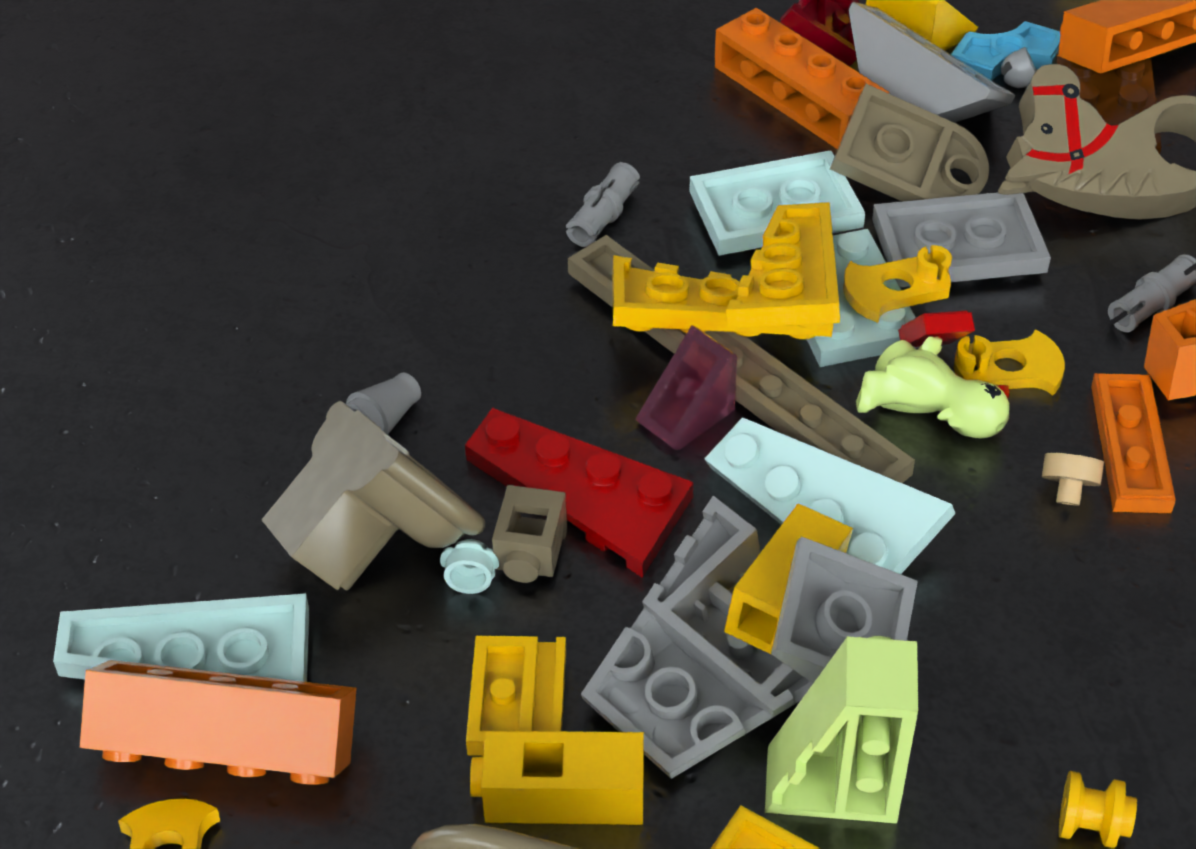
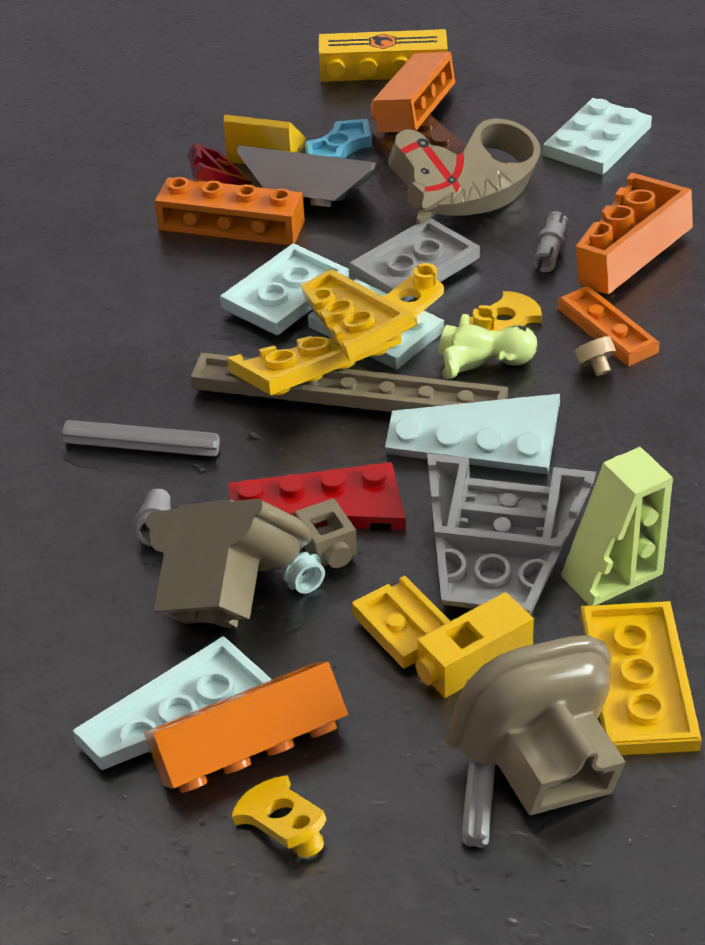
camera: 35 degrees left, 5 degrees down
(461, 306) = (141, 438): none -> light grey axle
(602, 204) = (177, 350): light grey pin -> none
(692, 390) = (344, 411): clear pink slope -> none
(761, 590) = (509, 476): yellow brick -> none
(836, 598) = (562, 469): light grey slope -> none
(908, 150) = (342, 222): dark tan plate -> none
(946, 325) = (453, 312): red tile -> none
(1018, 68) = (358, 149): light grey hinge -> none

